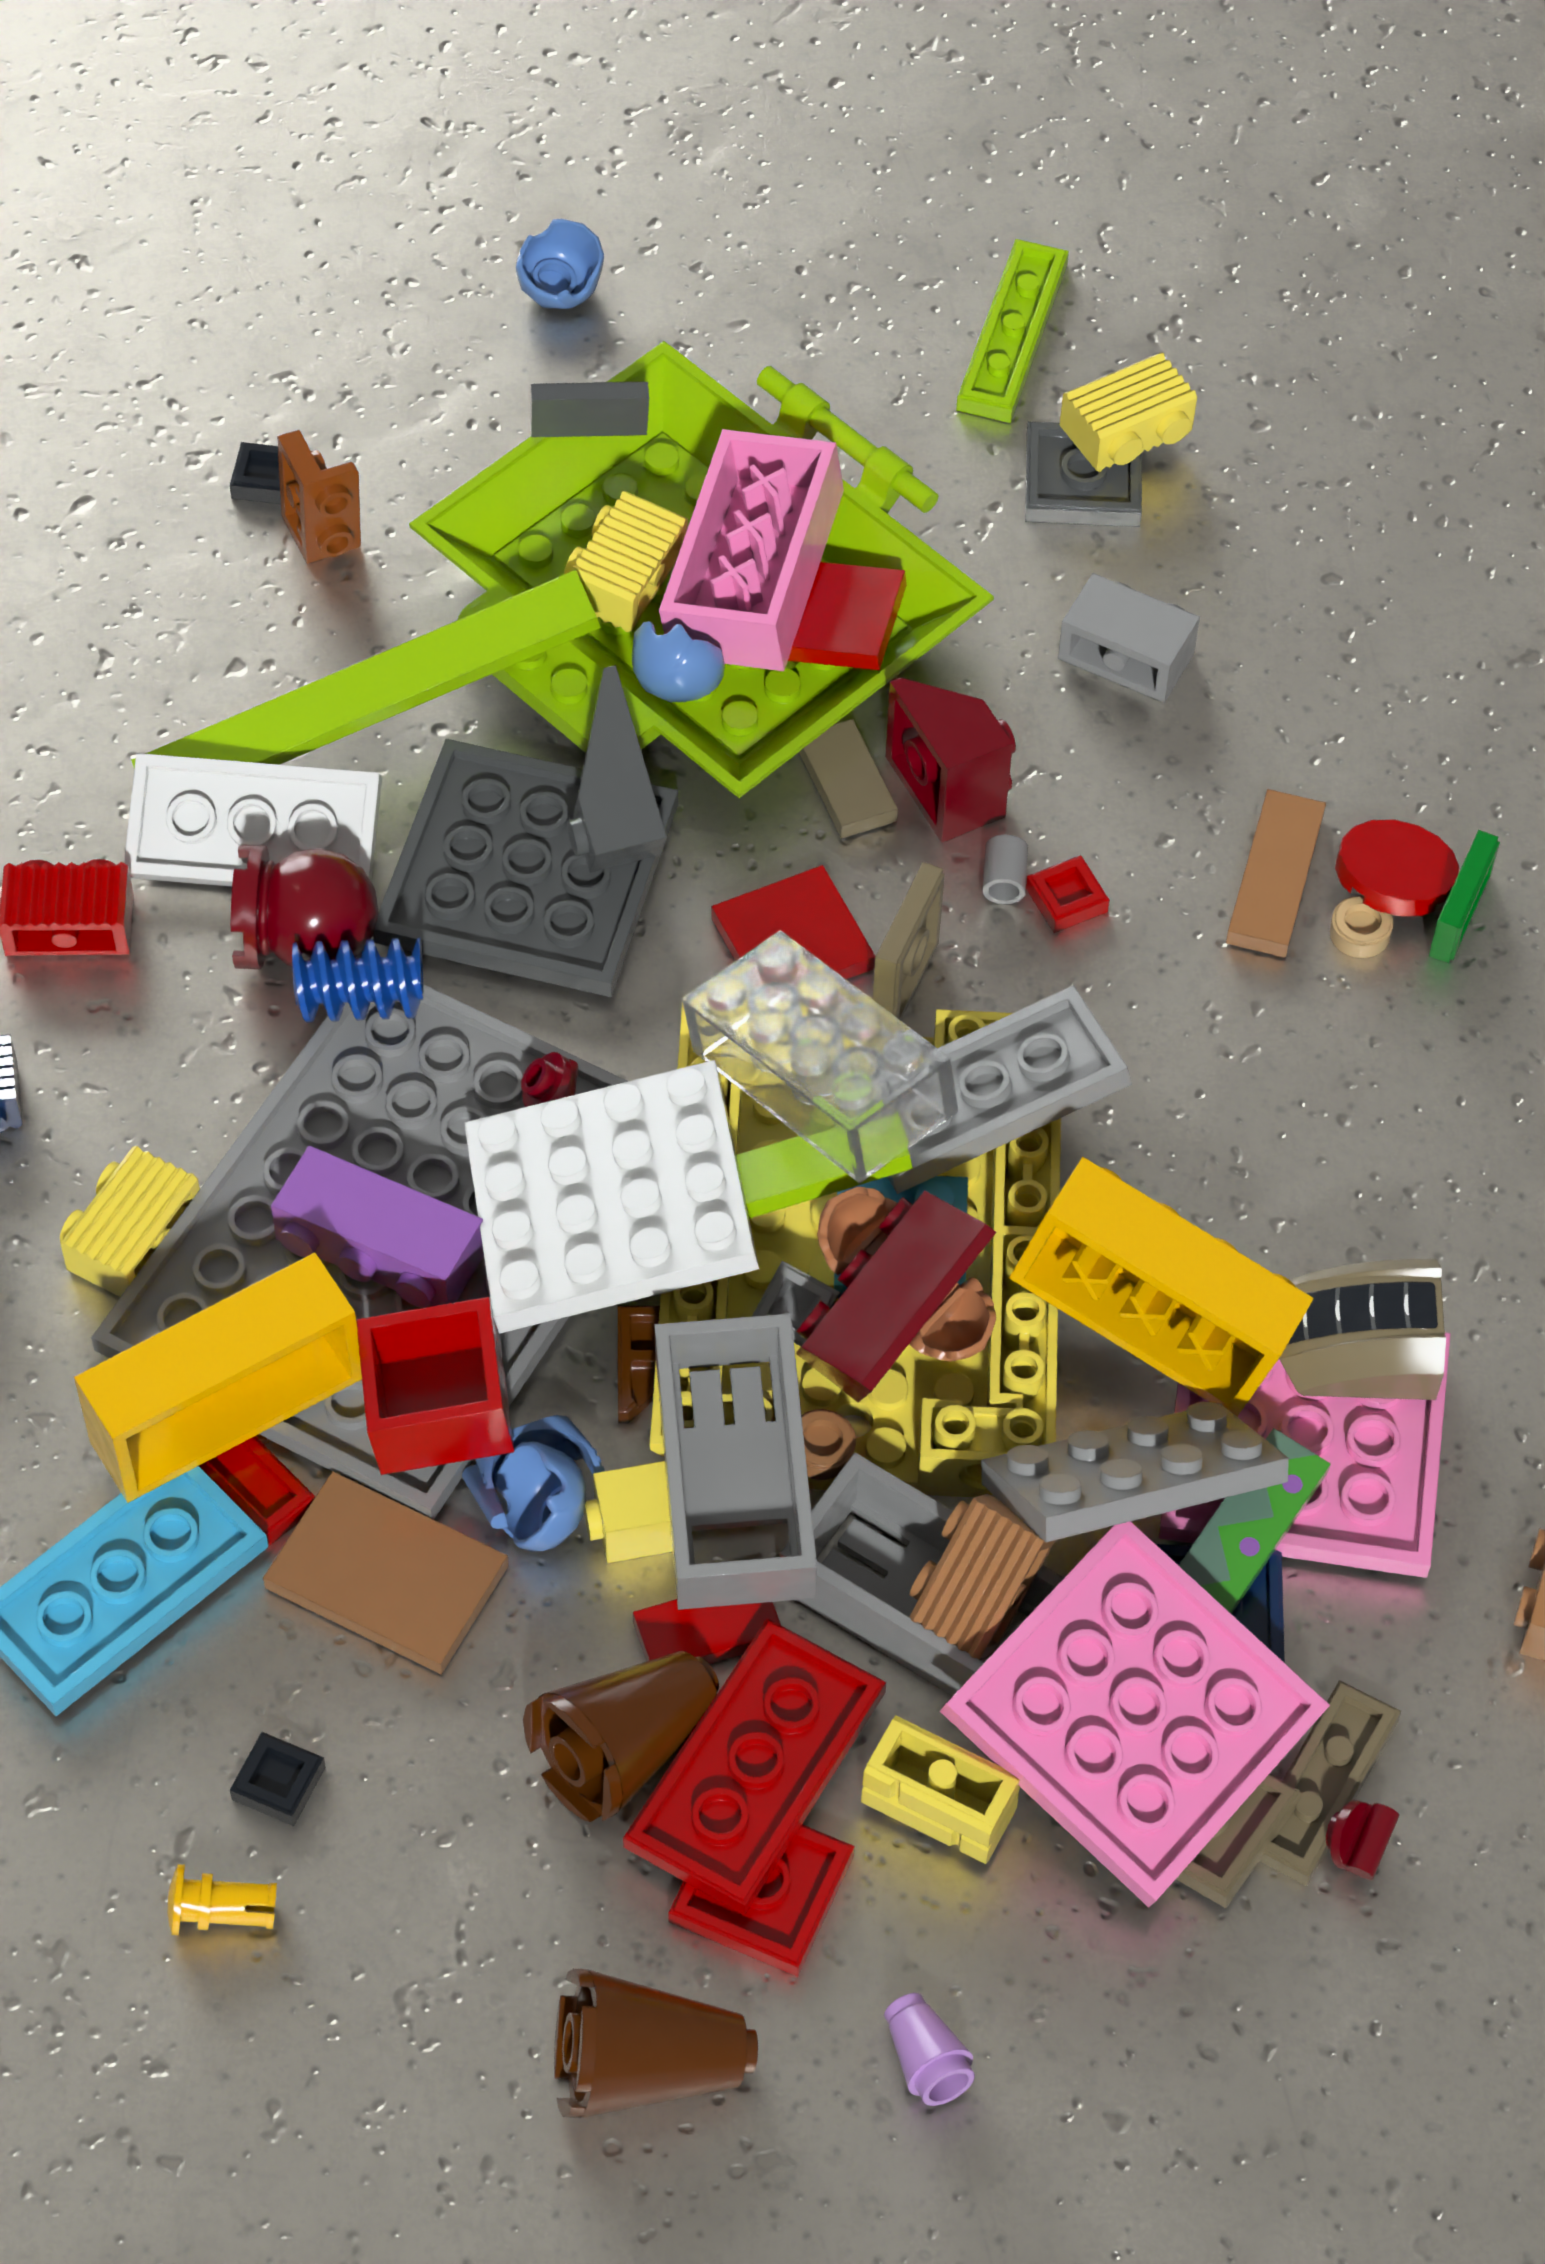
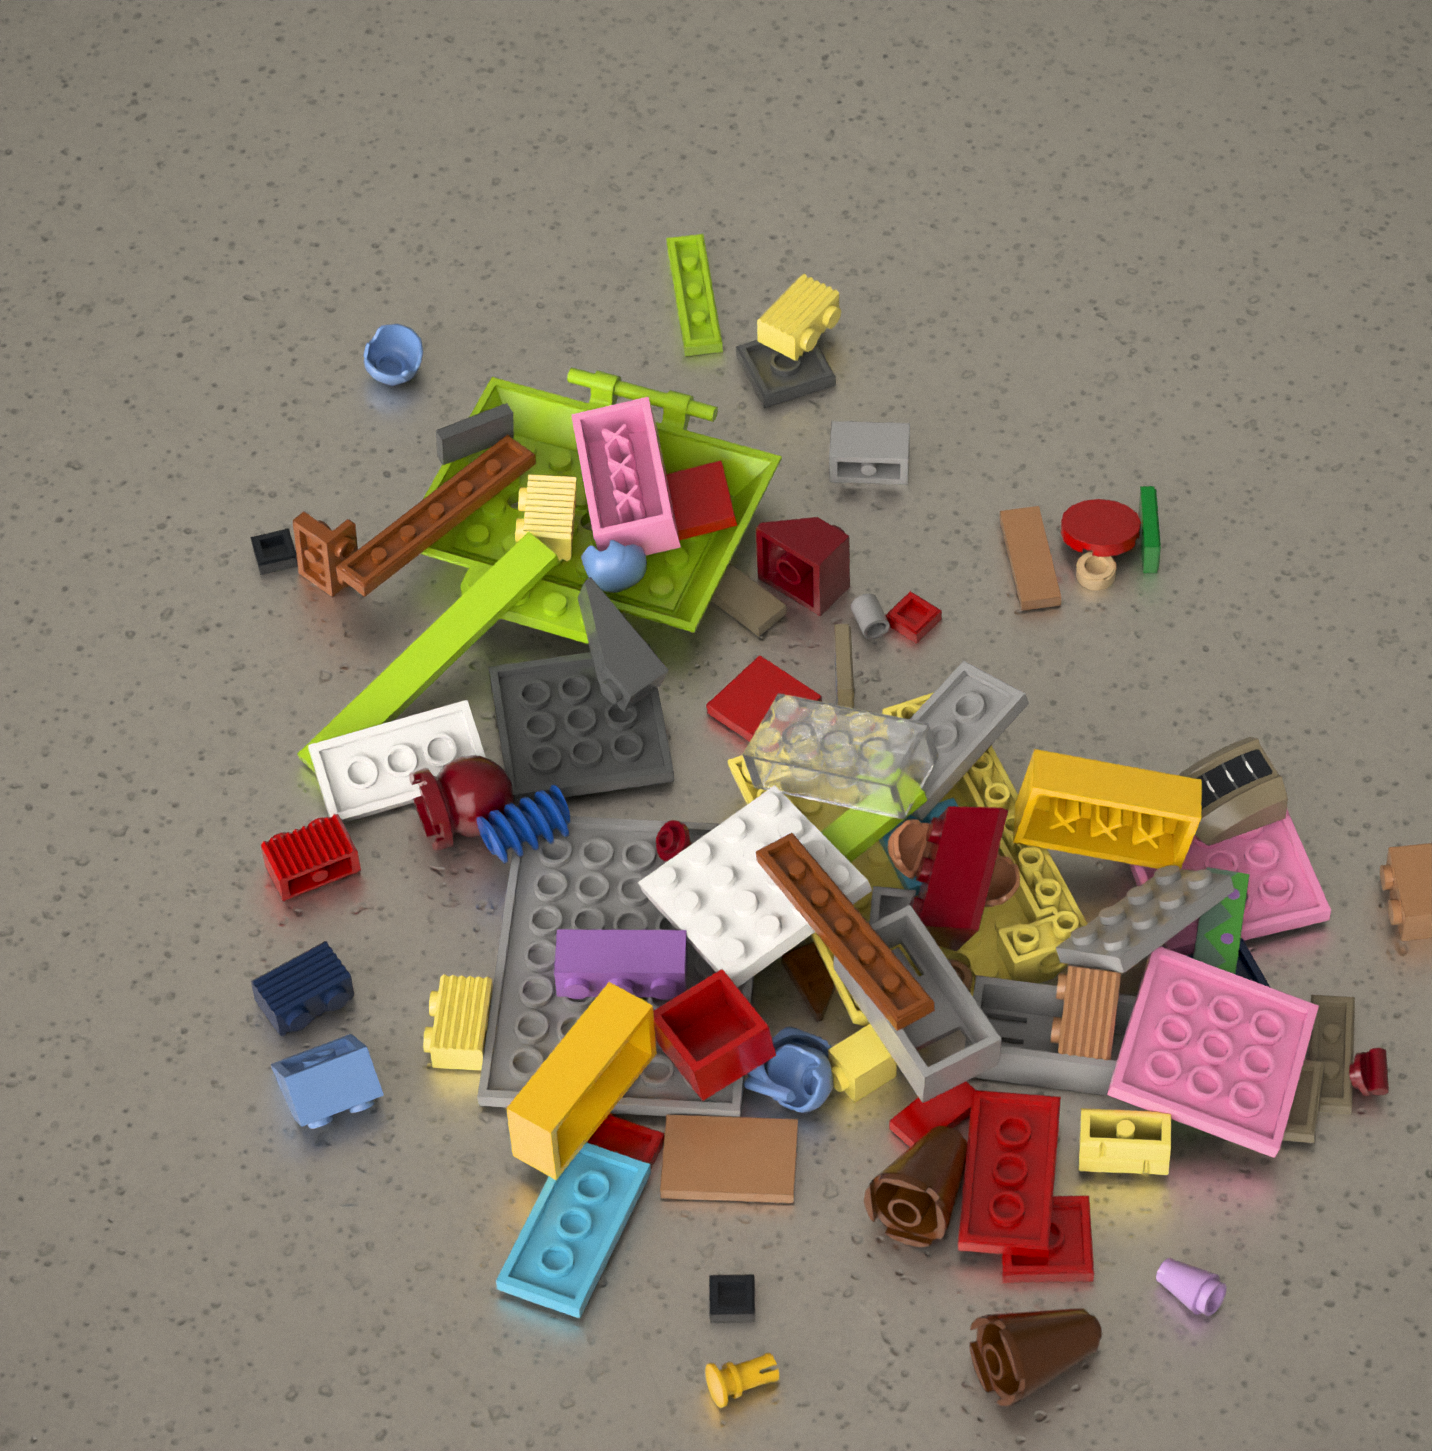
camera: 20 degrees left, 5 degrees down
(480, 502) = (435, 515): none -> dark orange tile
(674, 1318) = (845, 932): none -> dark orange tile

